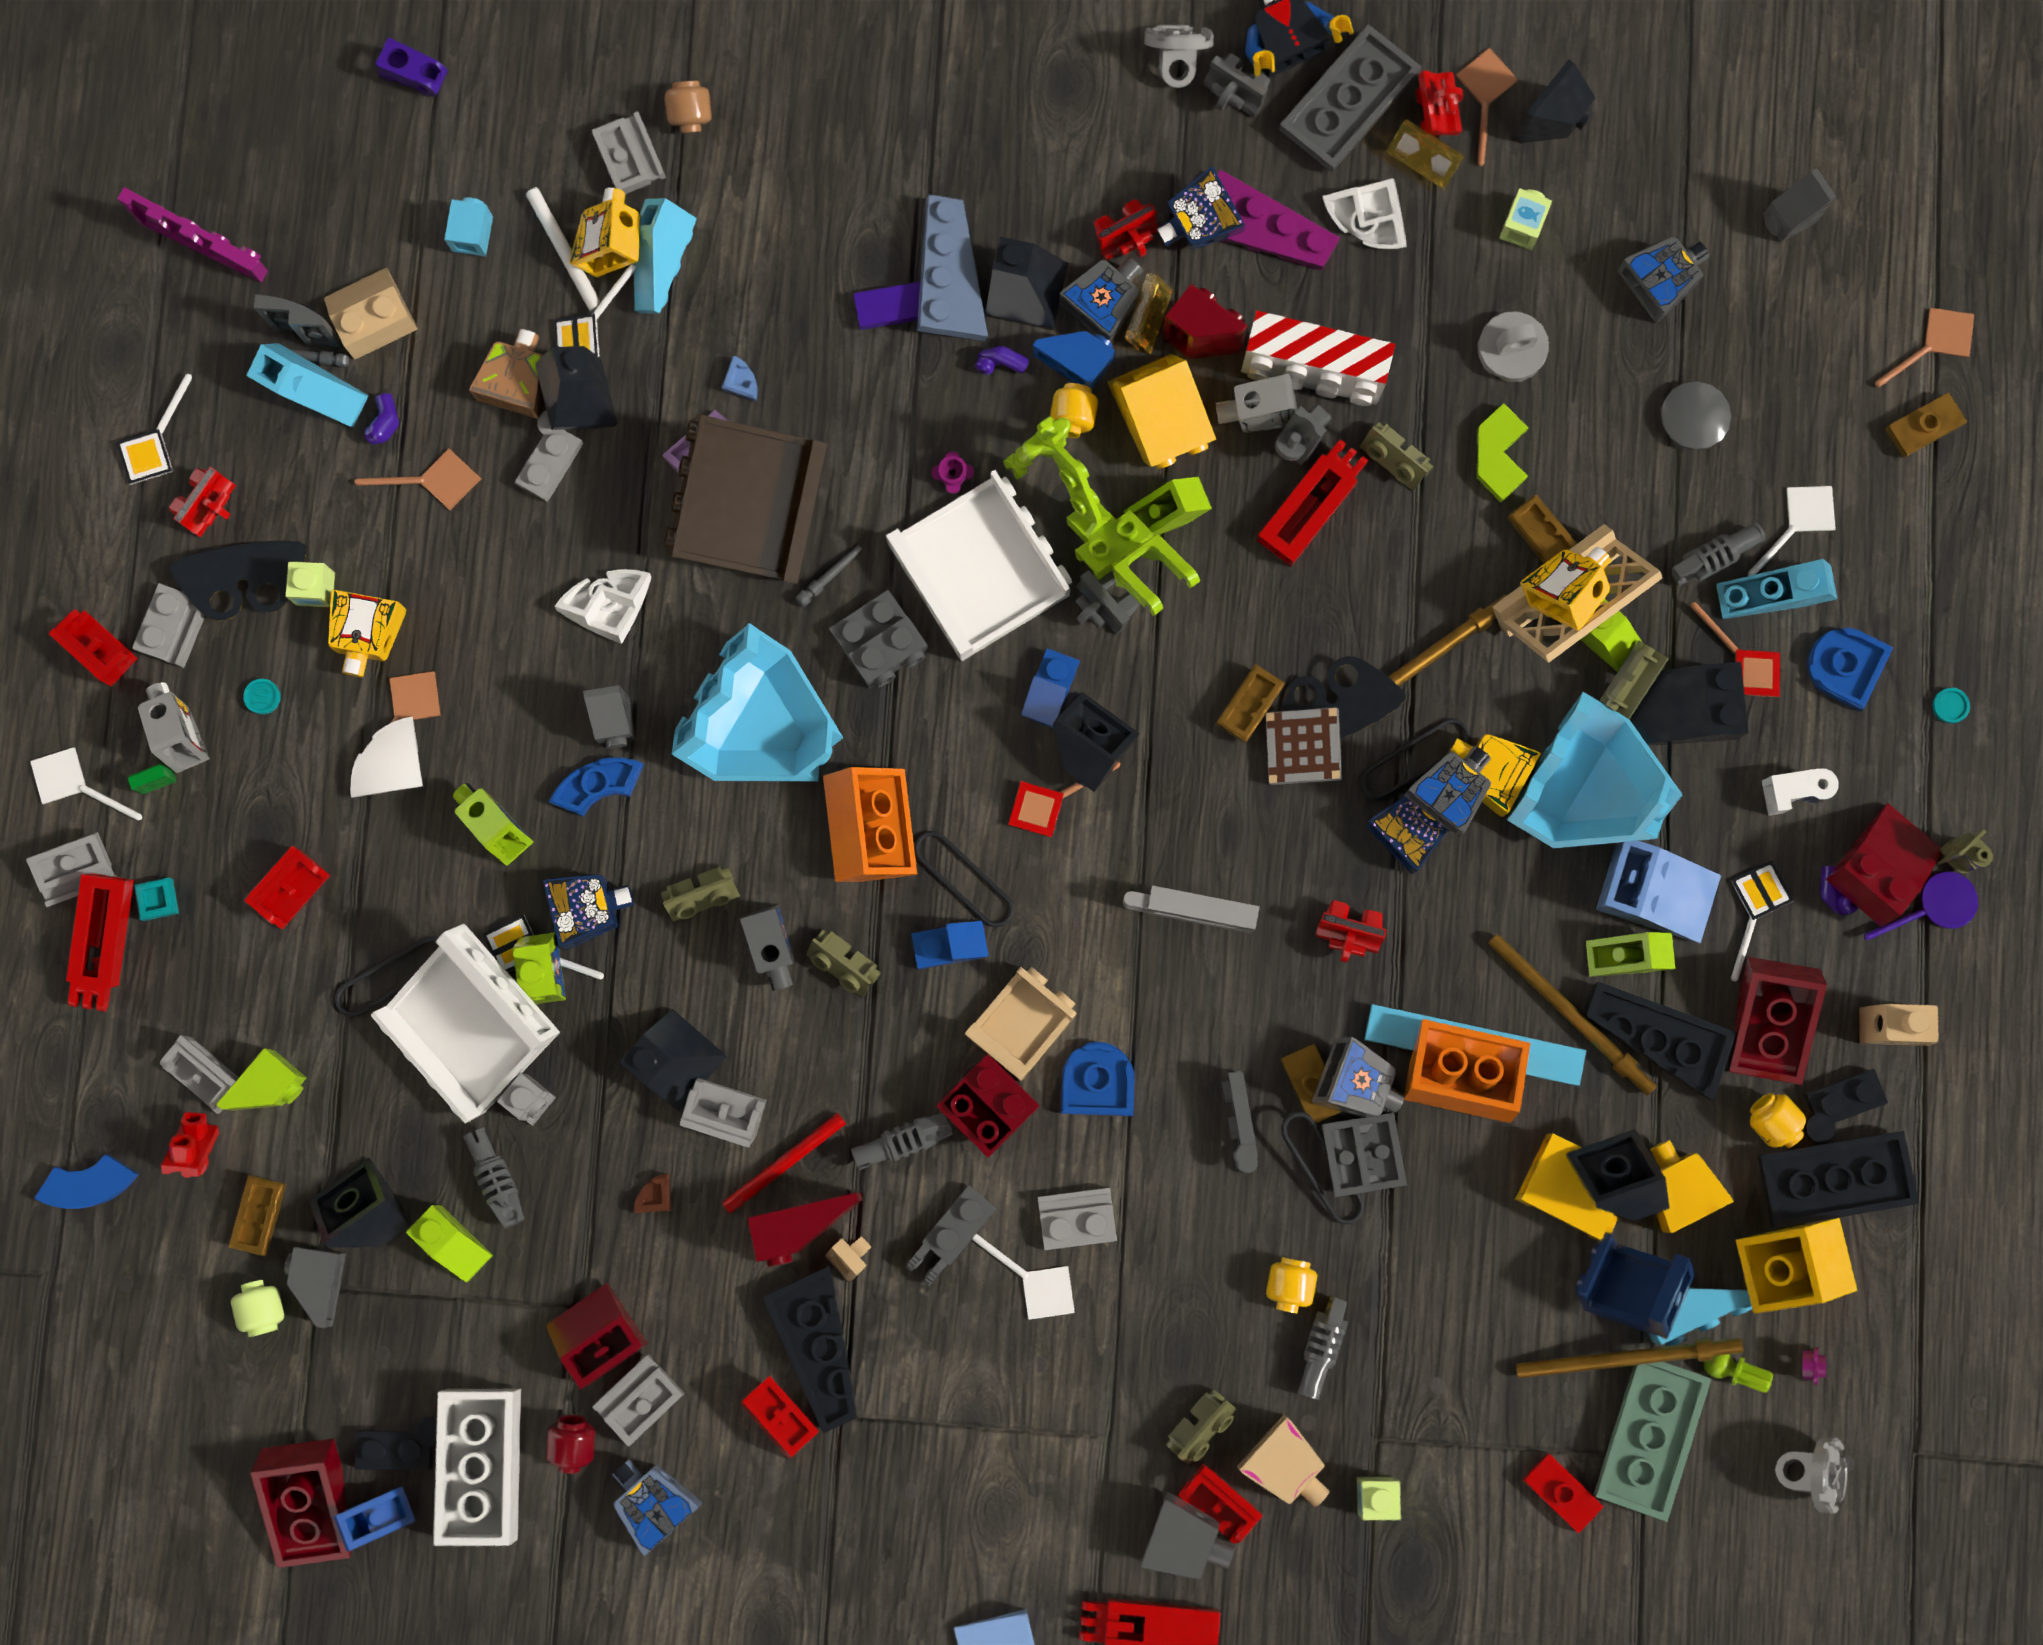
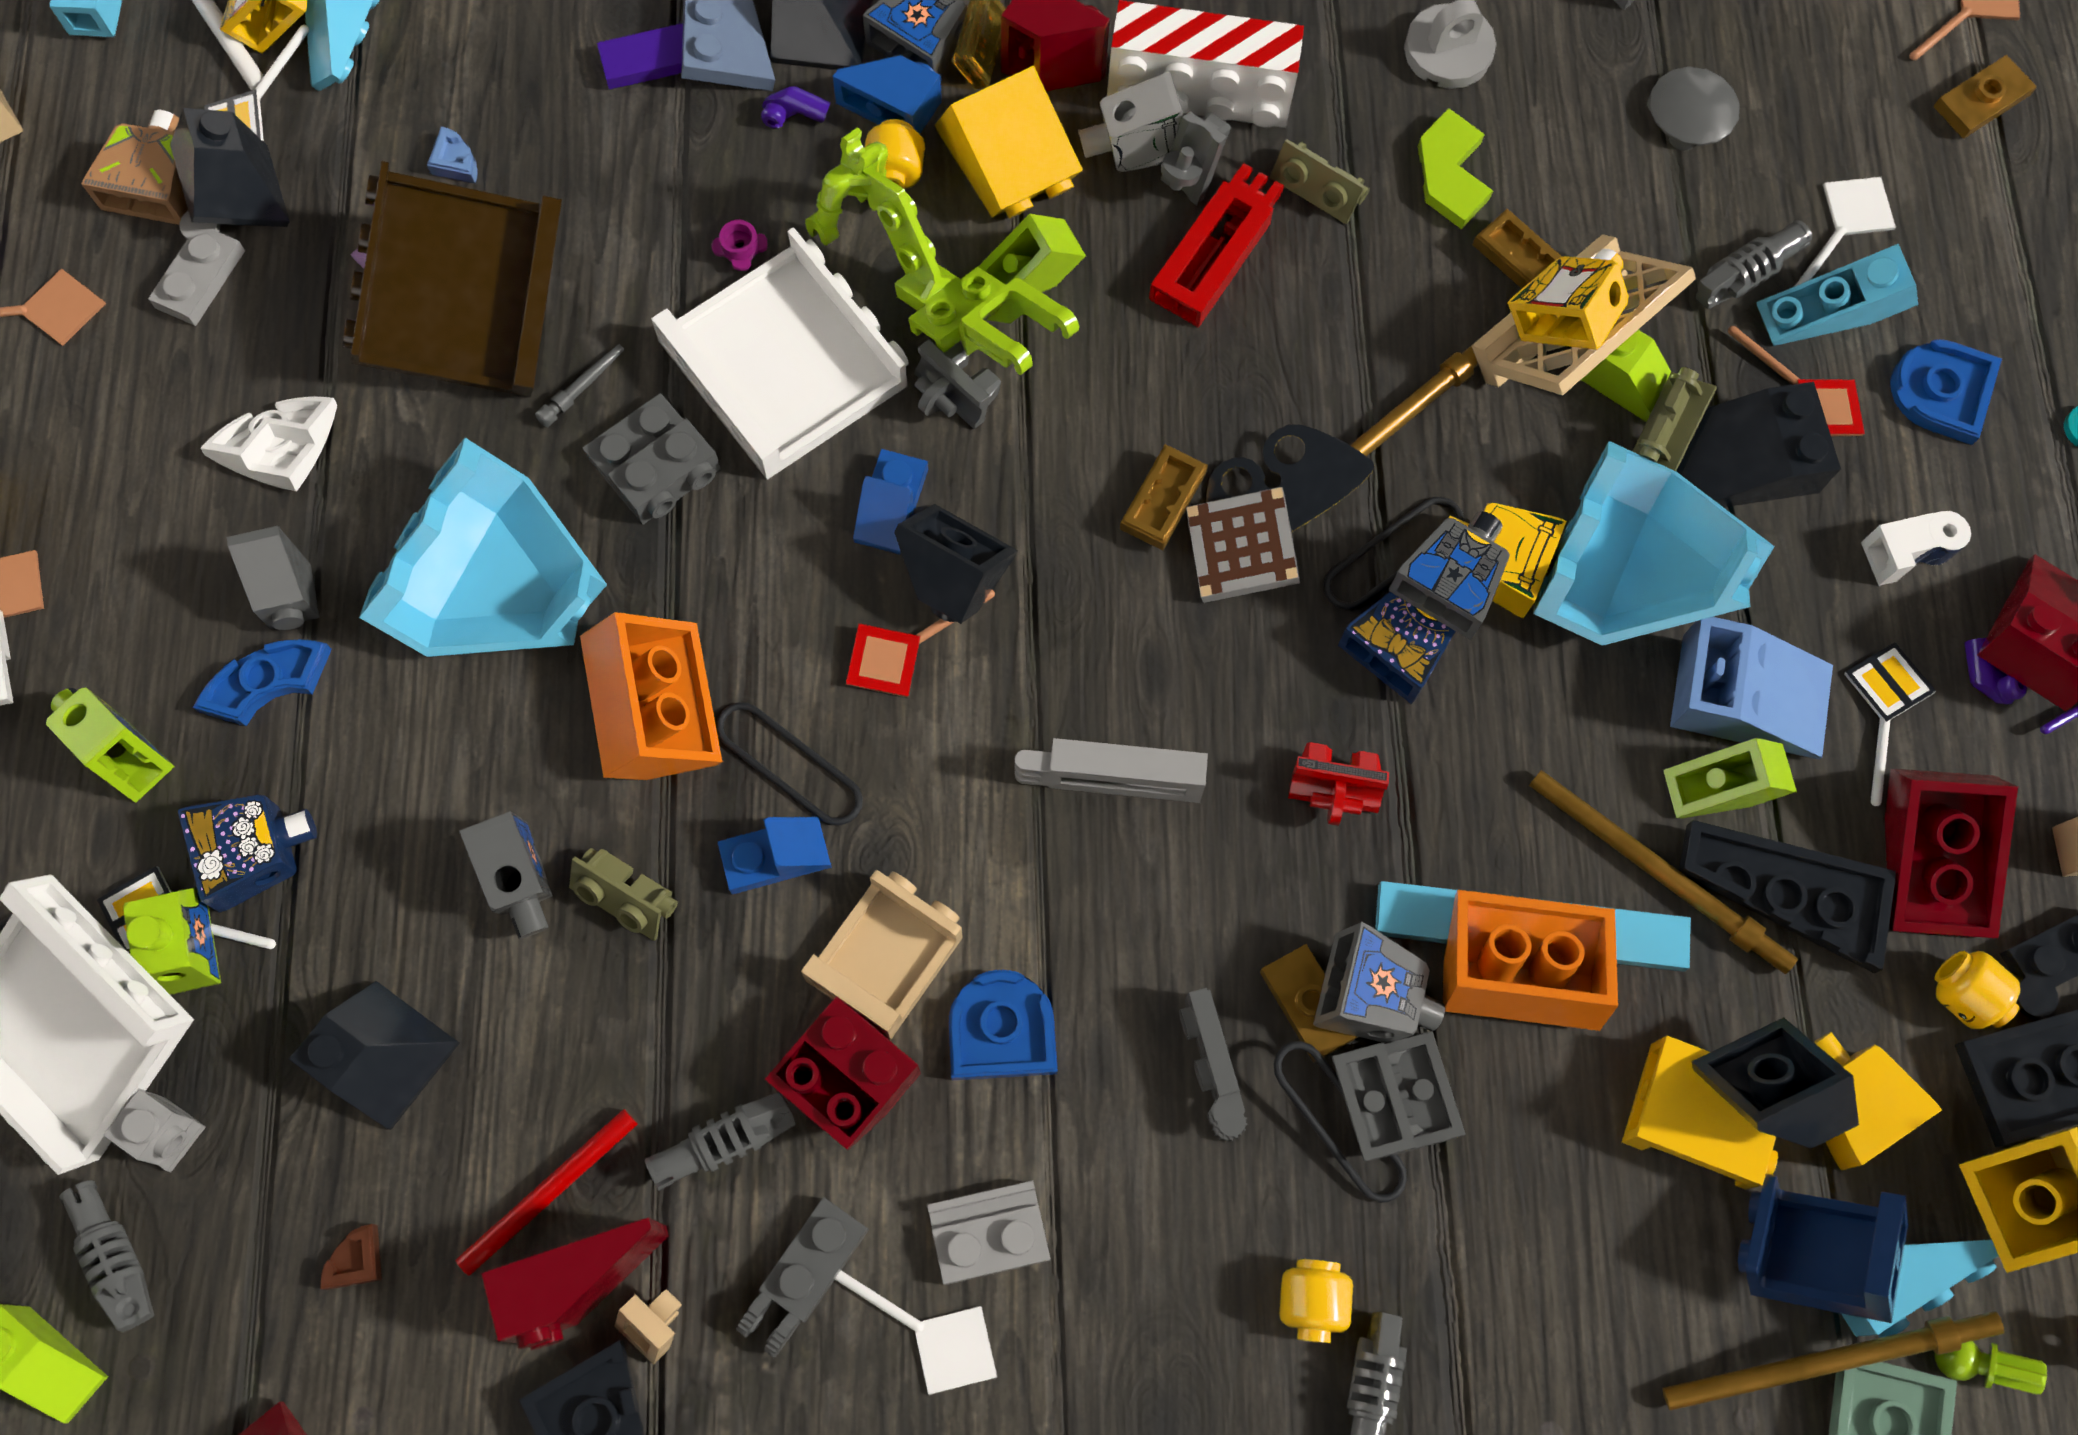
camera: 10 degrees left, 10 degrees down
(684, 900) = (396, 824): olive hinge -> none
(723, 1112) = (451, 1123): light grey hinge -> none

